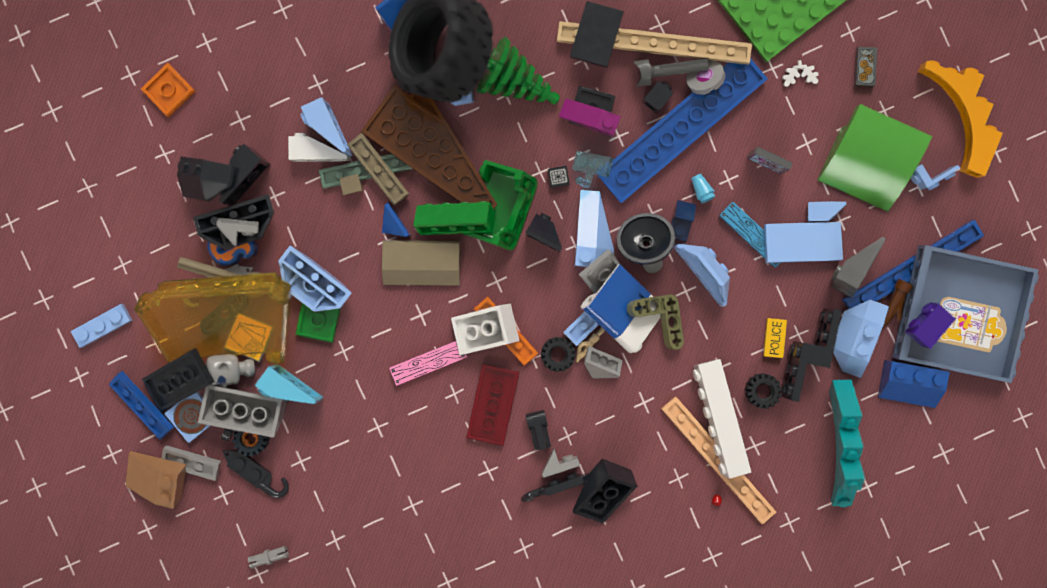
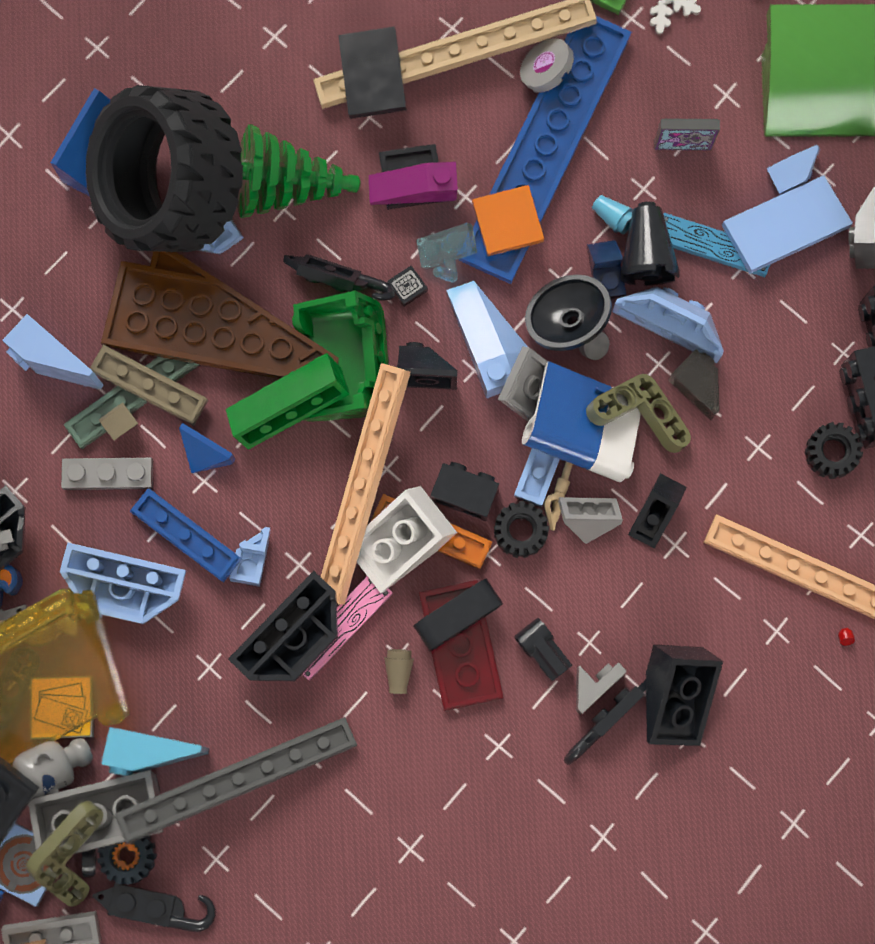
camera: 25 degrees left, 10 degrees down
(204, 428) = (79, 826): none -> olive beam
(310, 150) = (39, 401): white slope -> none
(318, 324) = (155, 643): green tile -> none
(328, 426) = (235, 780): none -> dark grey tile
(332, 211) = (107, 473): none -> light grey plate
(362, 268) = (186, 535): none -> blue tile
(393, 300) = (253, 557): none -> light blue slope
(396, 358) = (291, 635): none -> black wedge
(420, 262) = (267, 488): dark tan slope -> none
(450, 402) = (398, 669): none -> dark tan cone
(477, 287) = (364, 479): none -> light nougat tile
(498, 388) = (458, 614): none -> black beam
(519, 152) = (338, 276): none -> black plate
(535, 317) = (464, 490): none -> black brick
(636, 165) = (508, 220): none -> orange tile
(643, 379) = (657, 510): none -> black slope
(649, 72) = (465, 92): dark grey piece -> none
(658, 96) = (494, 119): black brick -> none
(703, 314) = (698, 382): none -> clear smoke slope
(713, 220) = (649, 248): none -> black cone
(722, 419) = (795, 513): white brick -> none
(774, 338) = (813, 371): yellow tile -> none

